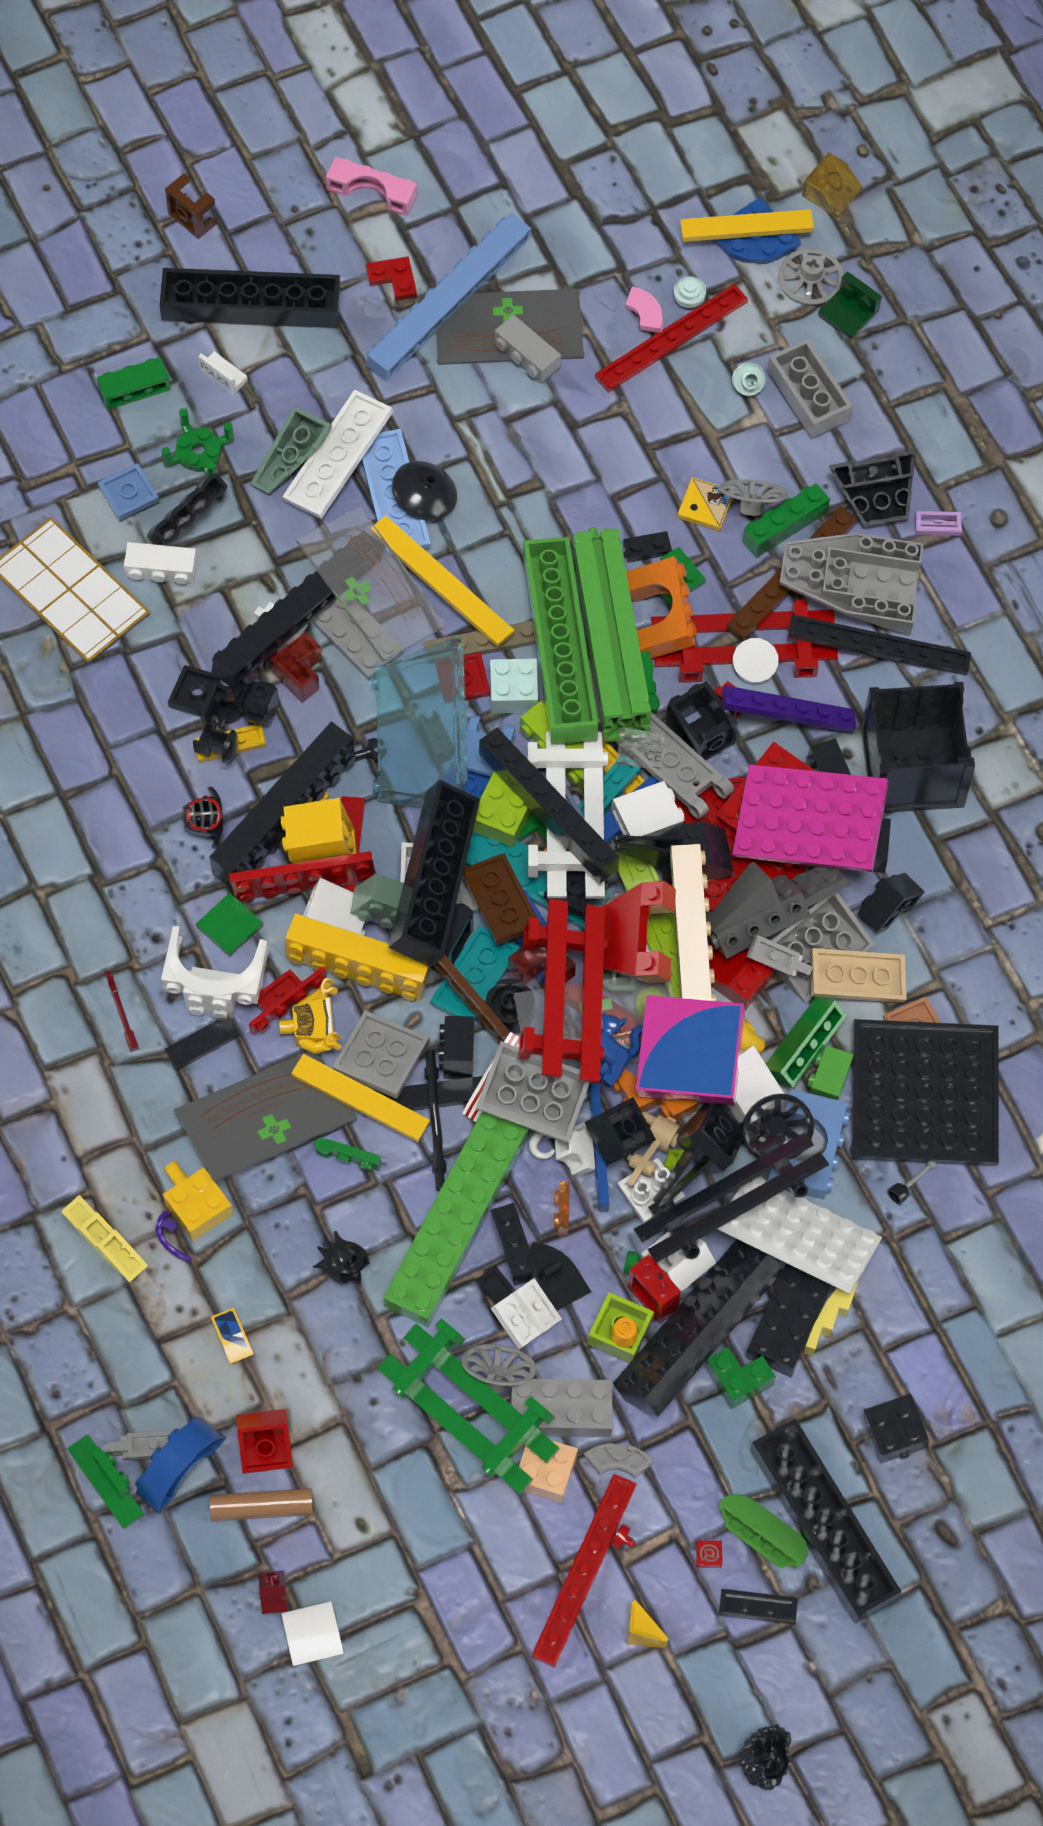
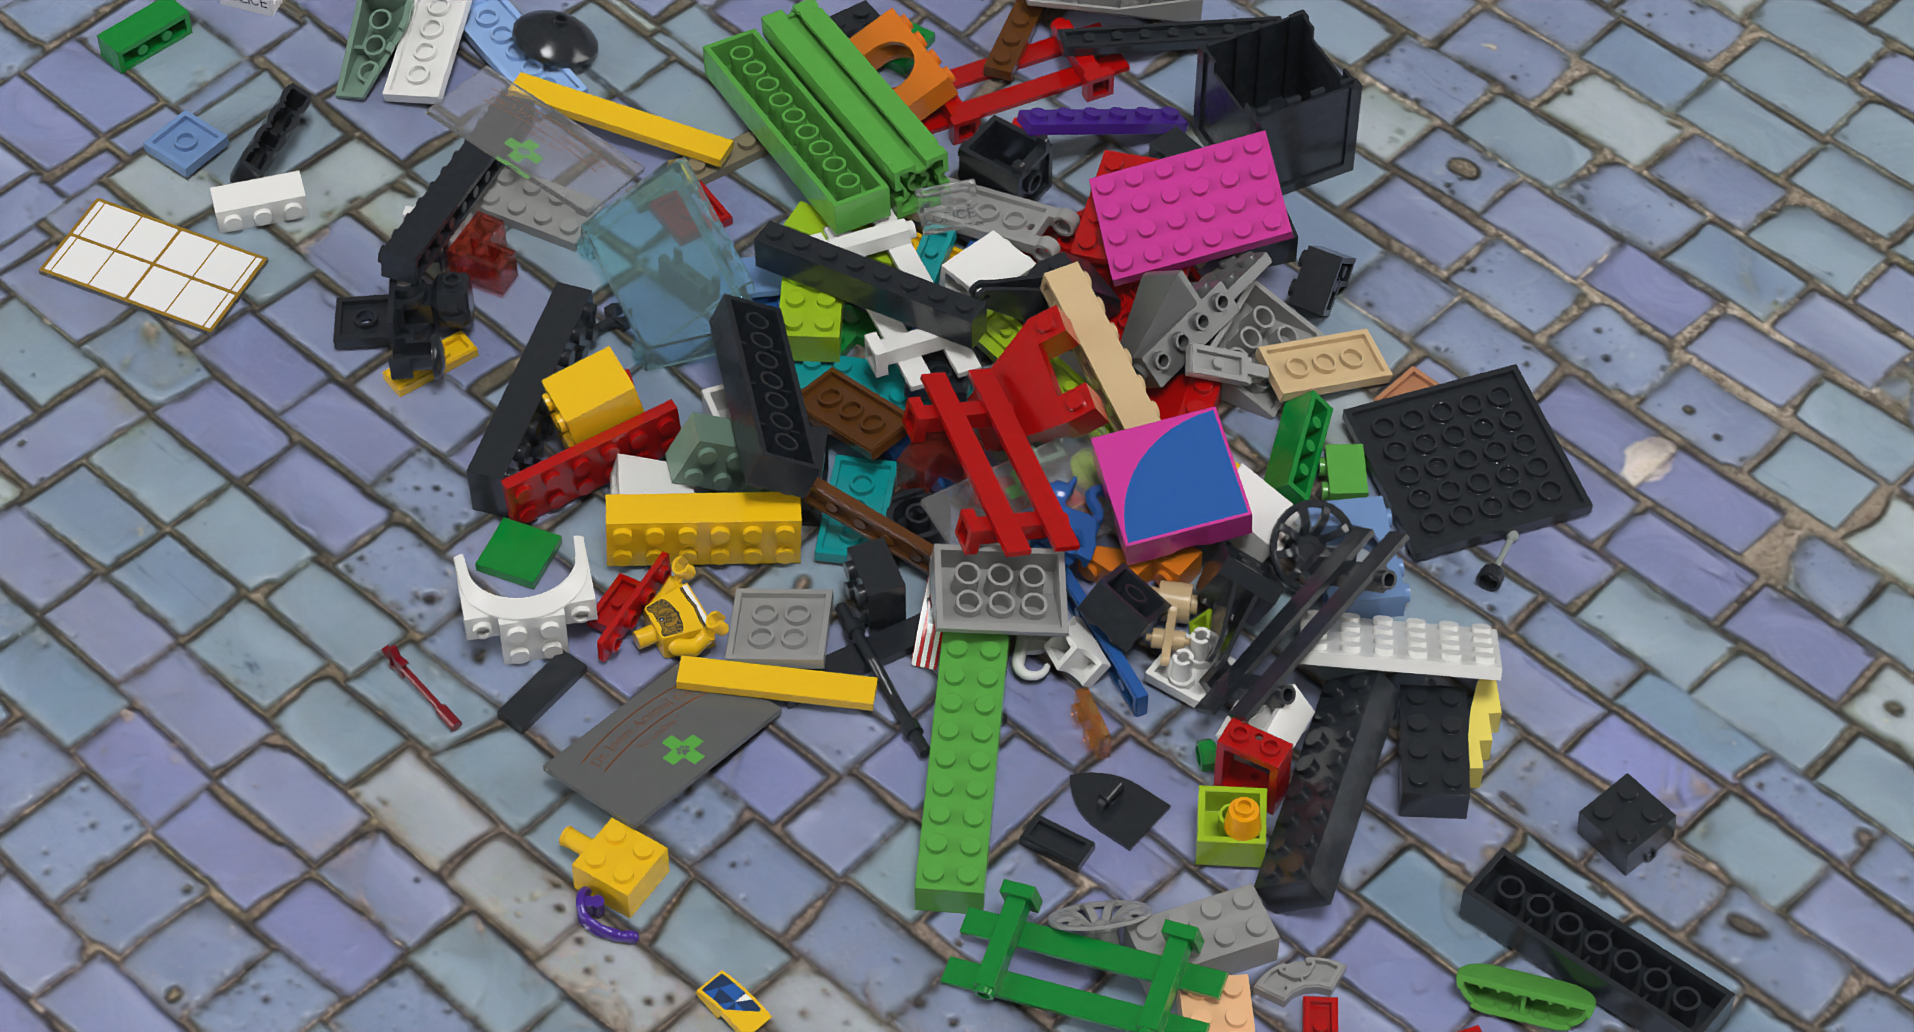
camera: 20 degrees left, 15 degrees down
(104, 1238) = (513, 951): light yellow slope -> none
(195, 438) = (253, 66): green plate -> none
(204, 816) = (432, 444): black piece -> none
(342, 1260) = (840, 865): black hair -> none
(346, 1154) = (789, 750): green hinge -> none
(513, 685) = (756, 197): light aqua brick -> none
(514, 1244) = (1050, 779): black brick -> none
(526, 1313) = (1102, 852): white slope -> none
(739, 1383) = (1401, 839): green brick -> none
(755, 661) = (1034, 89): white tile -> none

